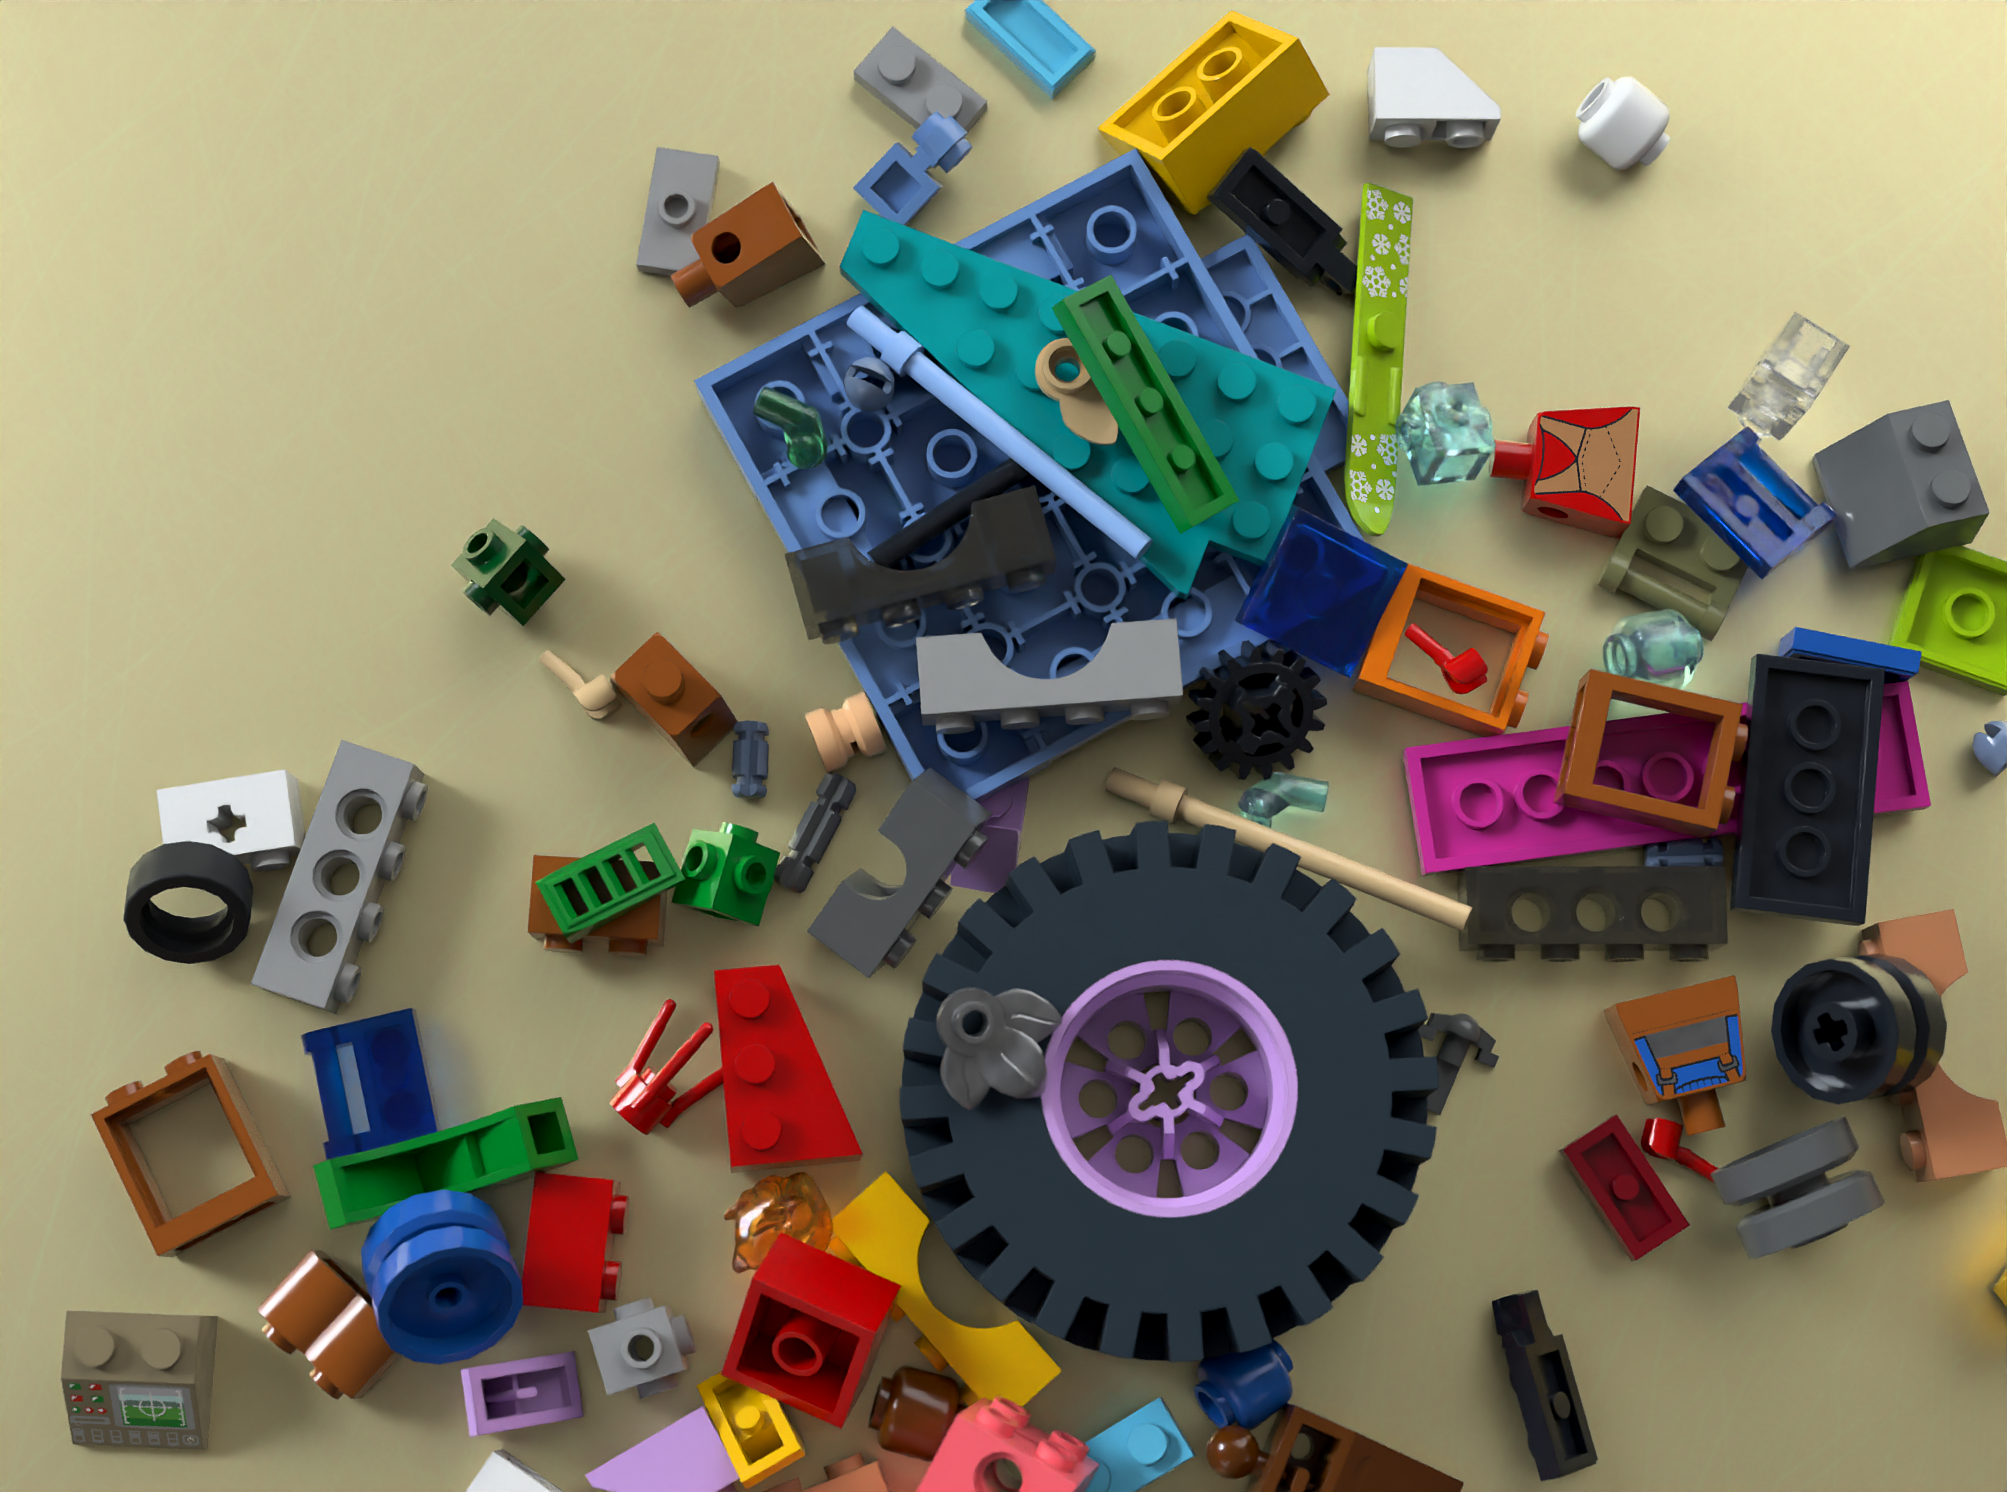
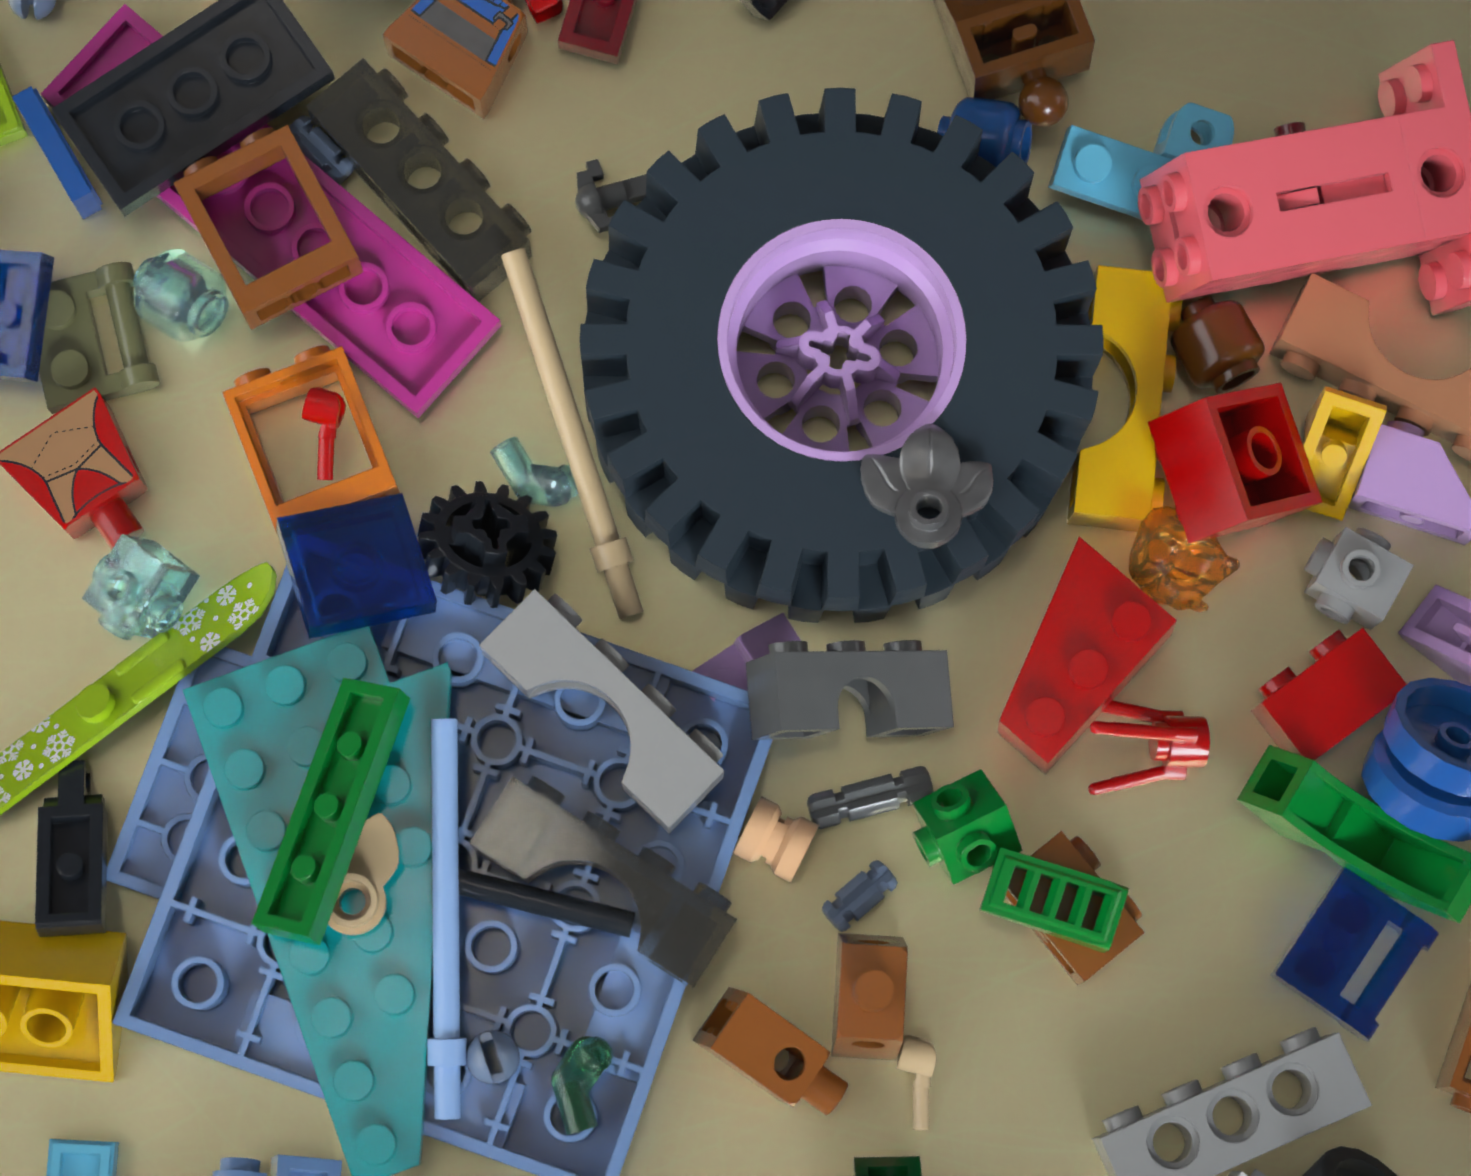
camera: 135 degrees left, 0 degrees up
(718, 583) = (751, 1035): none -> dark orange torso

